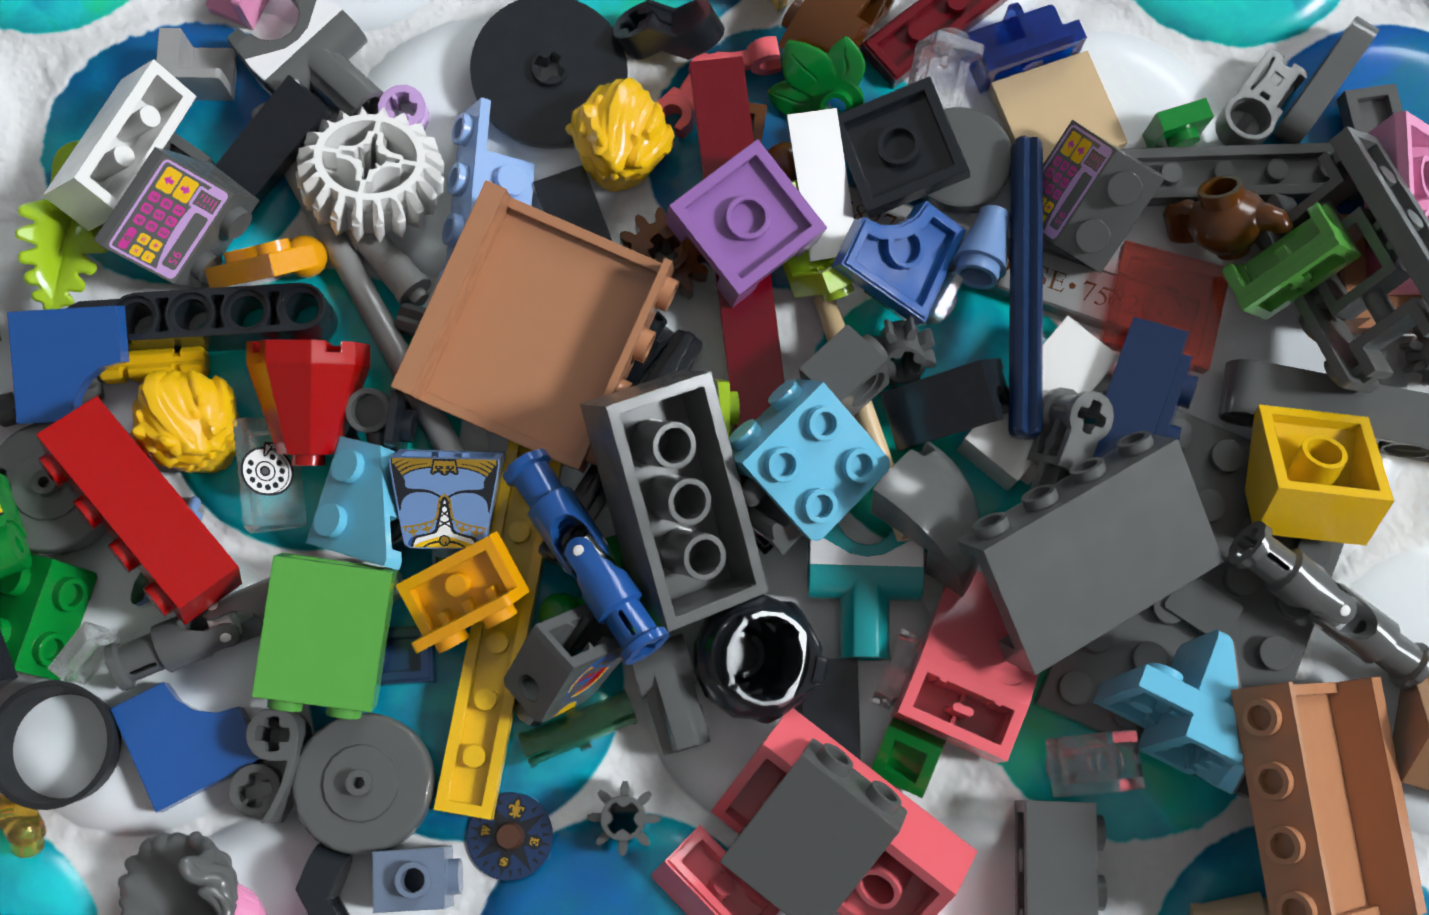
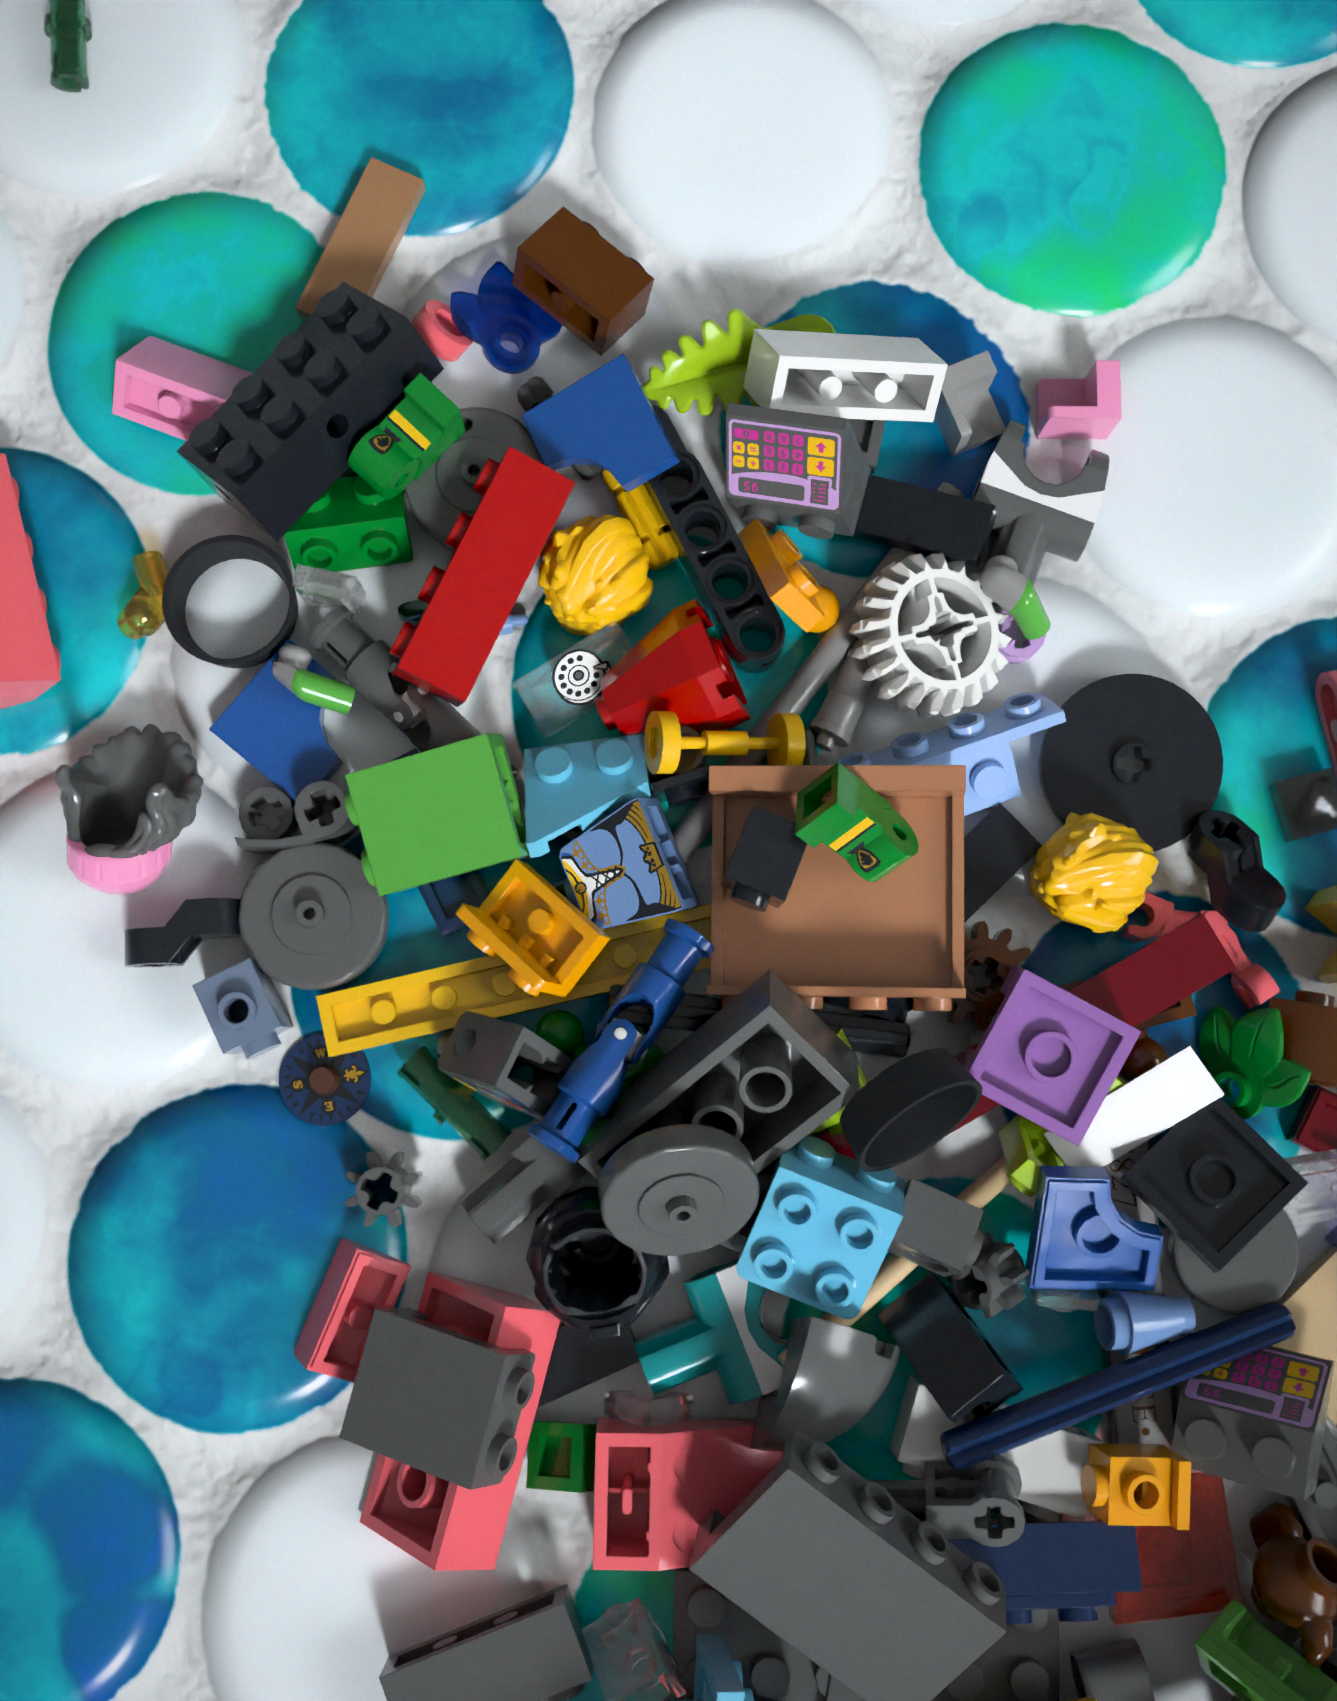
camera: 65 degrees right, 5 degrees up
(142, 713) = (310, 686): none -> bright green arm
(353, 414) = (663, 741): none -> yellow wheel
(369, 92) = (1015, 595): none -> arm
(489, 374) = (764, 861): none -> black brick
(492, 288) = (854, 824): none -> green leg
(726, 554) = (678, 1190): none -> dark grey wheel
(740, 341) = (908, 1108): none -> black tyre
(1108, 301) = (1155, 1471): none -> light orange brick

